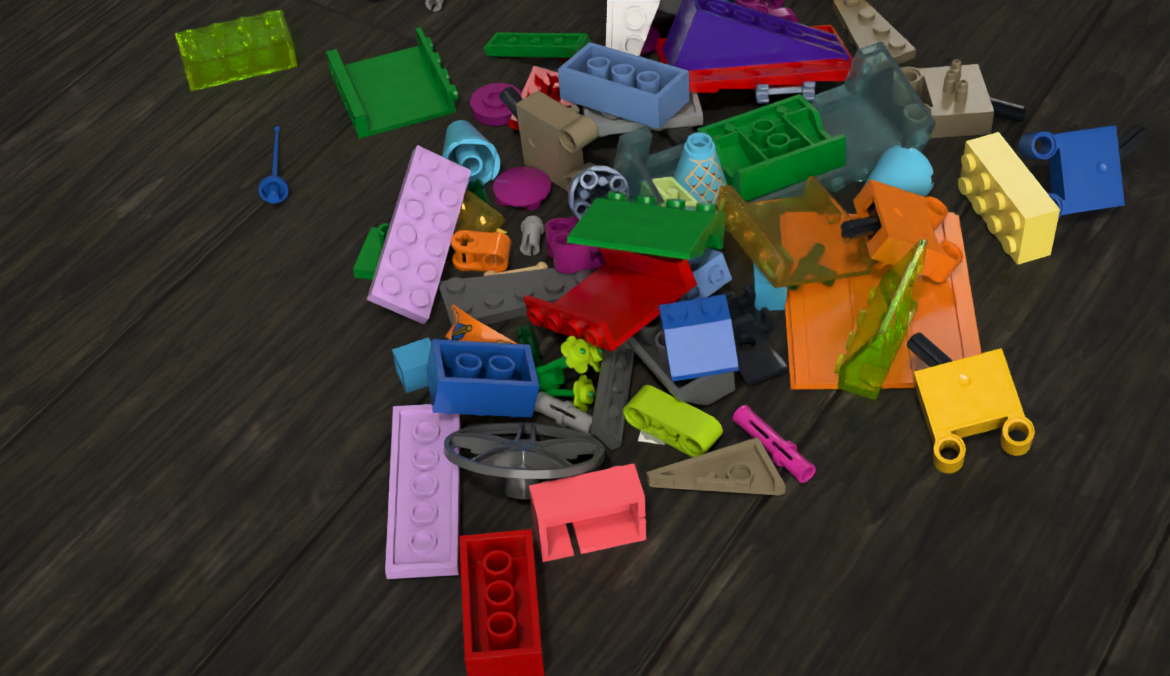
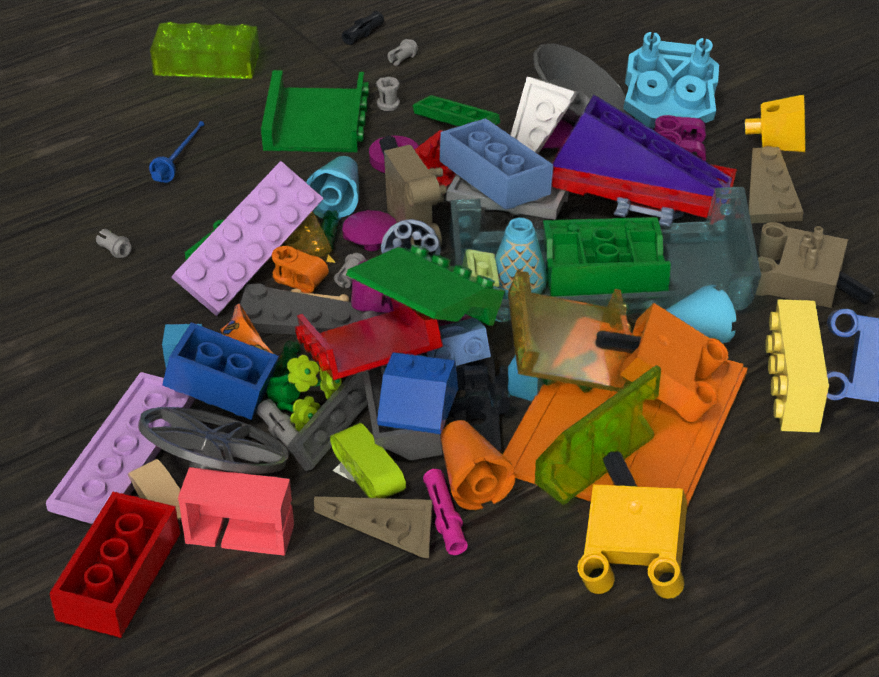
camera: 20 degrees right, 5 degrees down
(278, 283) = (117, 245): none -> light grey pin
(453, 42) = (388, 94): none -> light grey bush
(487, 515) = (156, 484): none -> tan slope
(780, 389) = (474, 467): none -> orange cone

